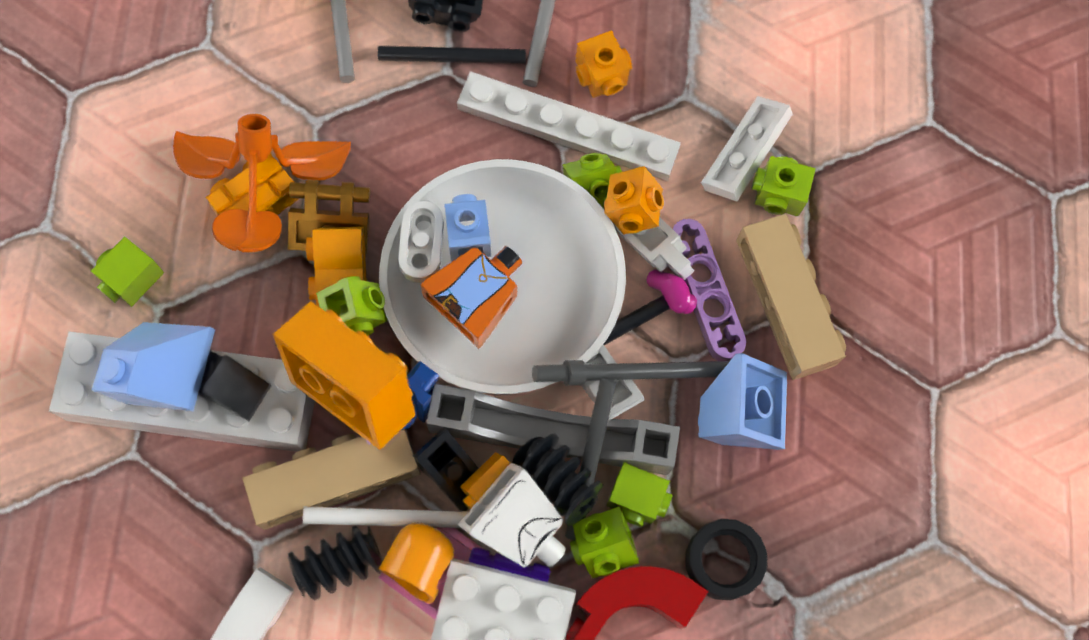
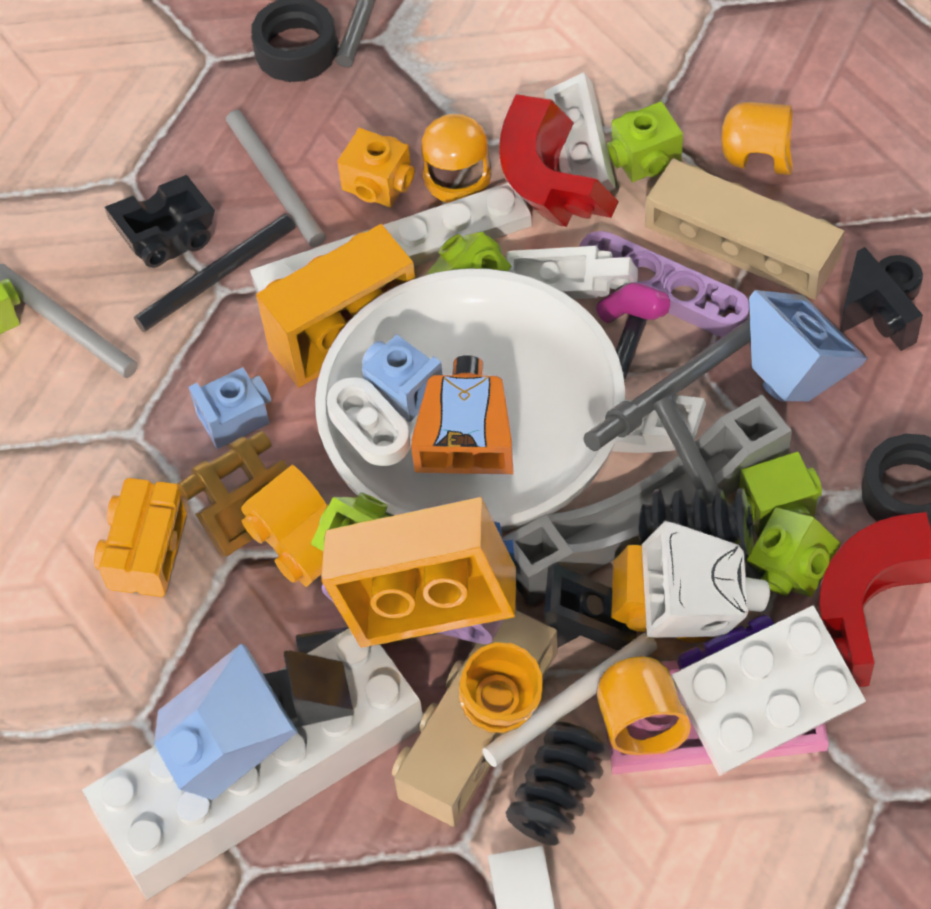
camera: 30 degrees left, 15 degrees down
(126, 272) = (78, 704): lime brick -> none
(209, 156) = (116, 470): orange plant -> none
(329, 478) = (500, 687): none -> light orange helmet
(377, 164) = (231, 406): none -> light blue brick
(487, 131) = (317, 301): none -> light orange brick
(634, 200) = (528, 243): light orange brick -> none
(662, 91) = (455, 144): none -> light orange helmet
(697, 143) = (530, 161): none -> red arch
(827, 411) = (878, 296): none -> black slope
(856, 412) = (905, 273): none -> black tile
(861, 241) = (758, 129): none -> light orange helmet

